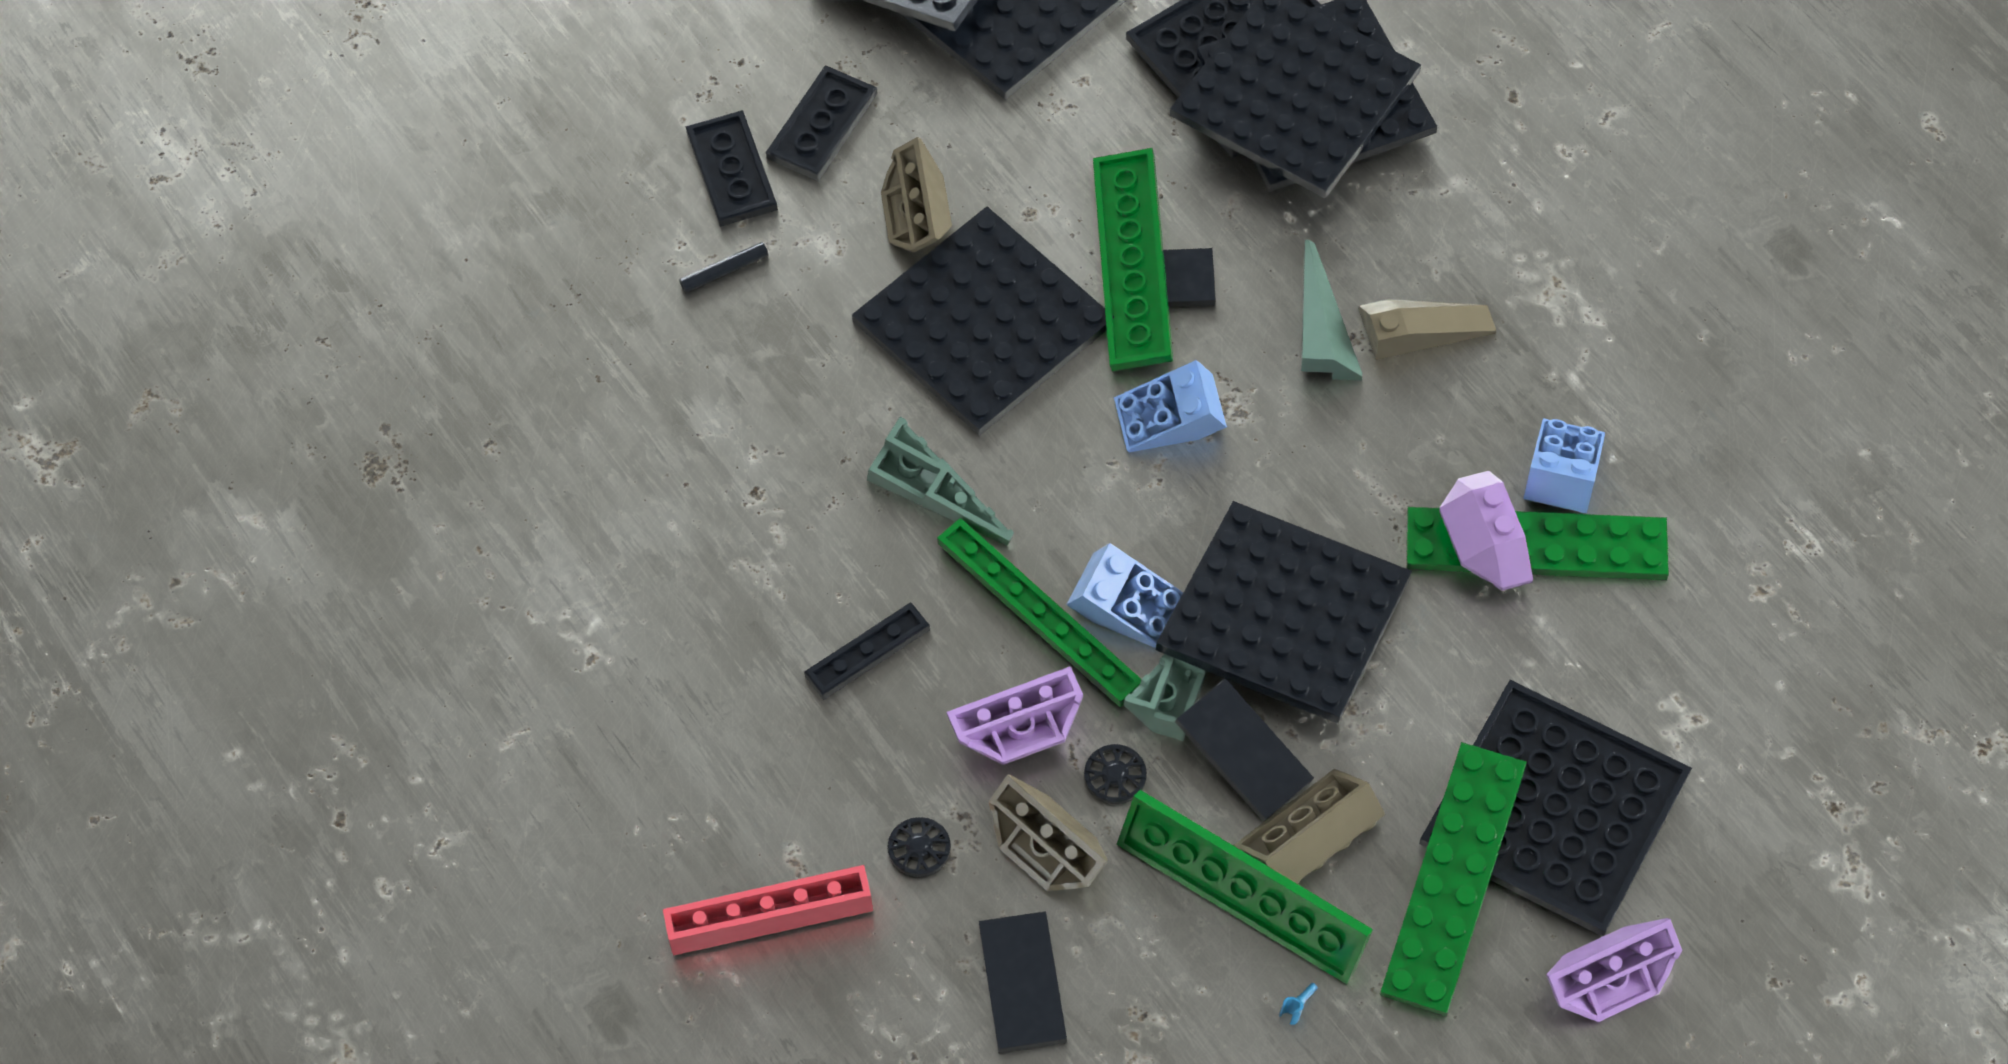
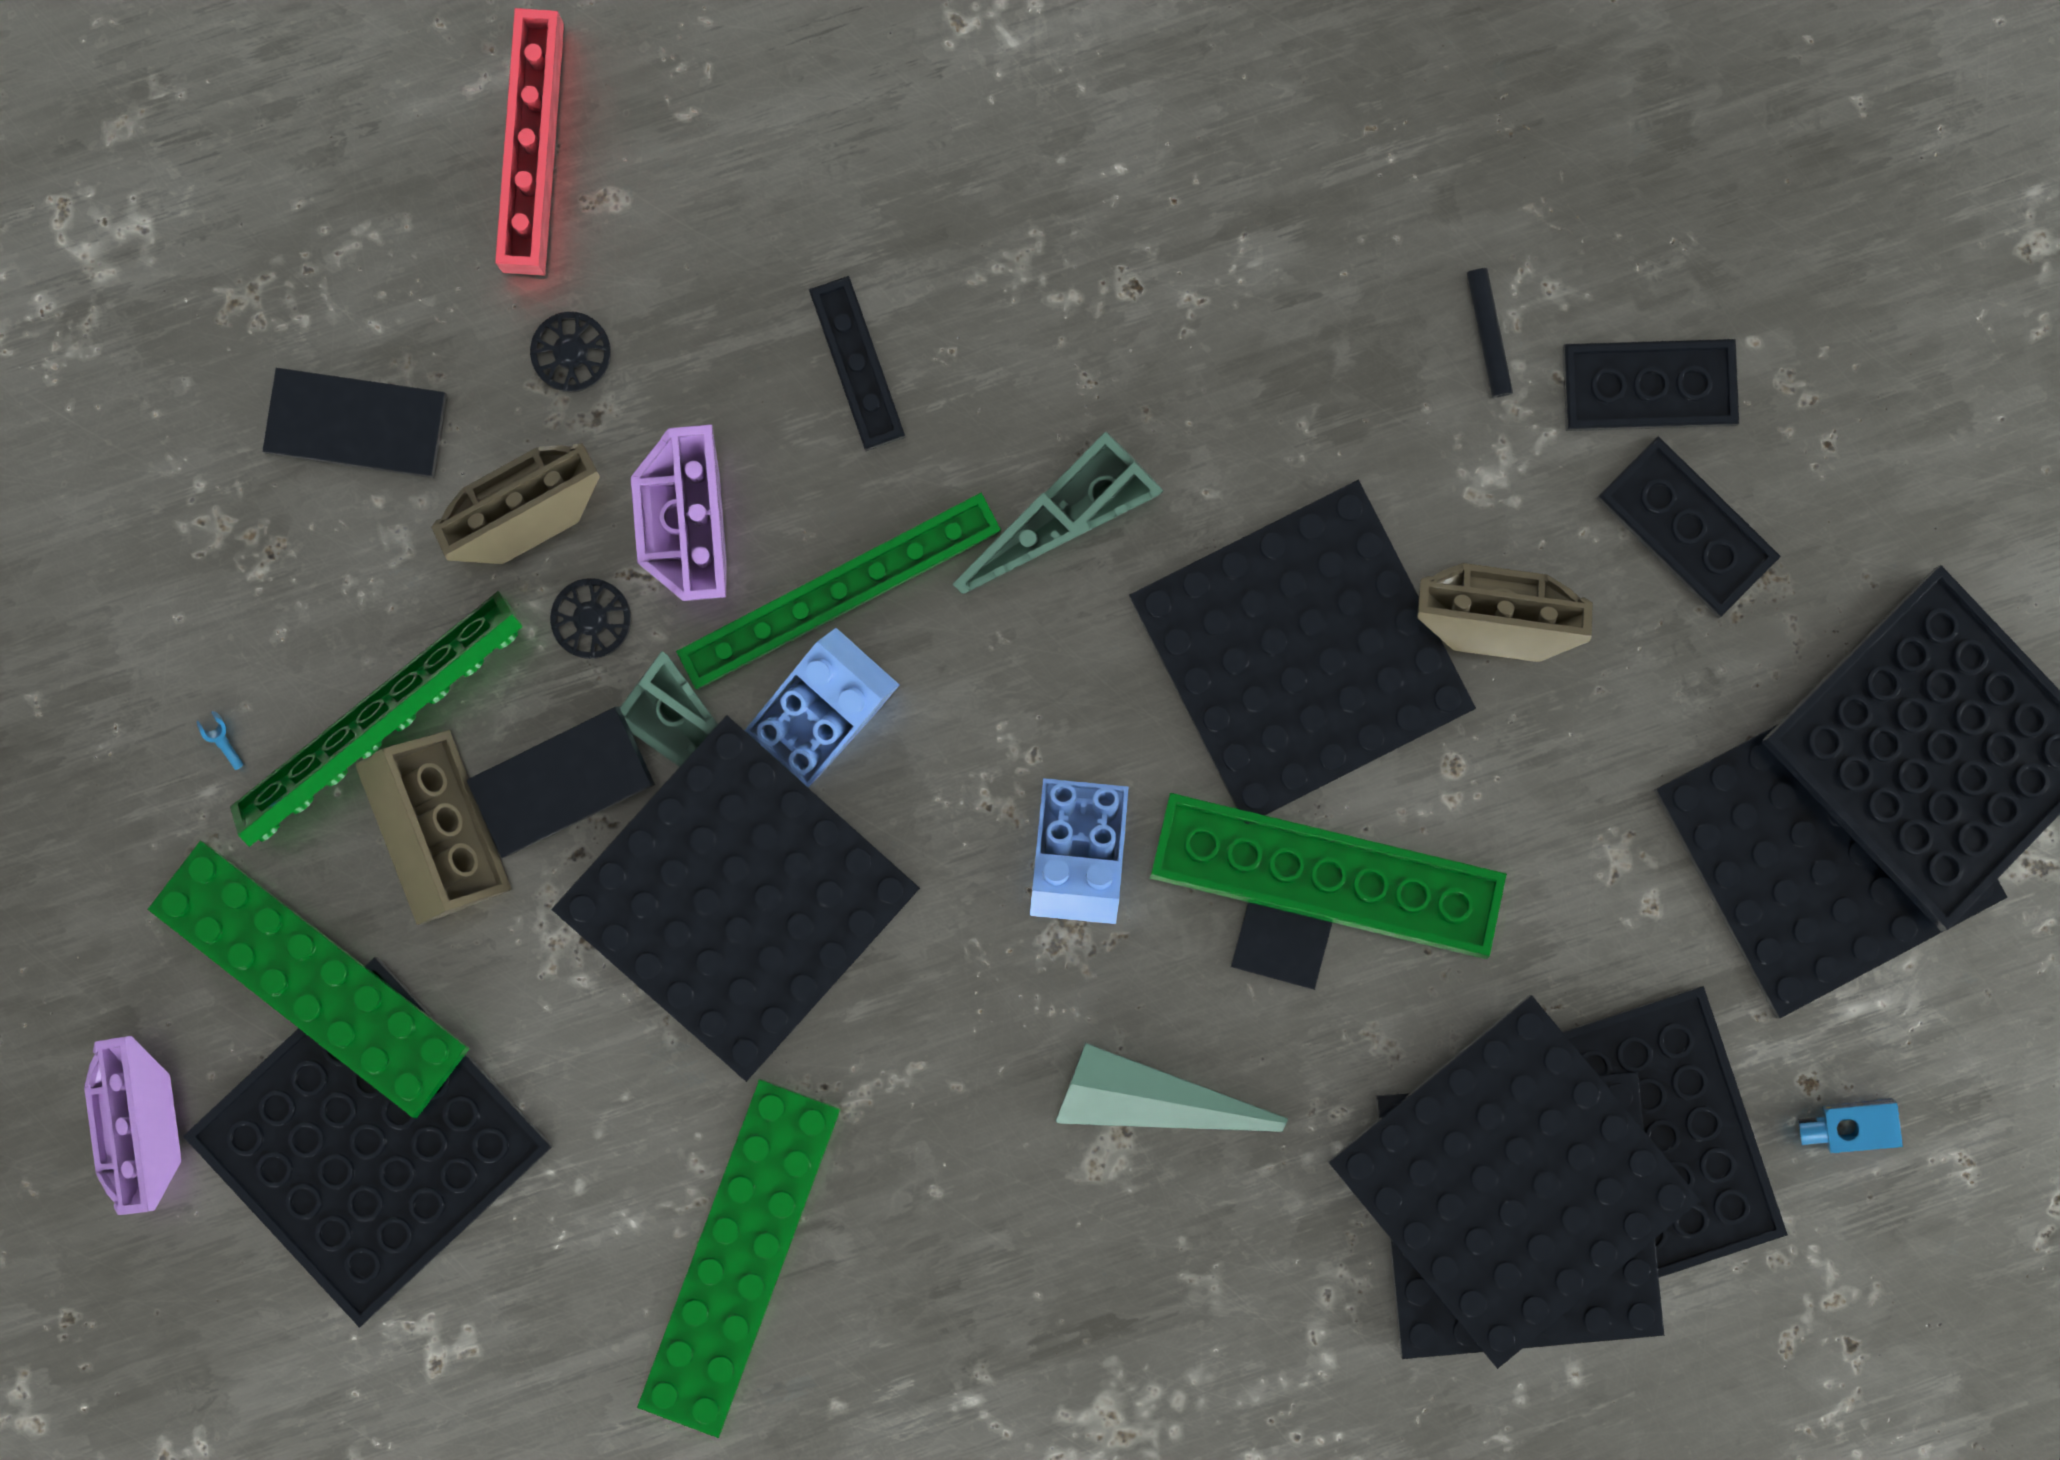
camera: 105 degrees right, 25 degrees up
(1413, 326) = (1114, 1221): dark tan wedge -> none
(1487, 531) = (763, 1190): lavender wedge -> none
(1564, 465) = (836, 1337): light blue slope -> none

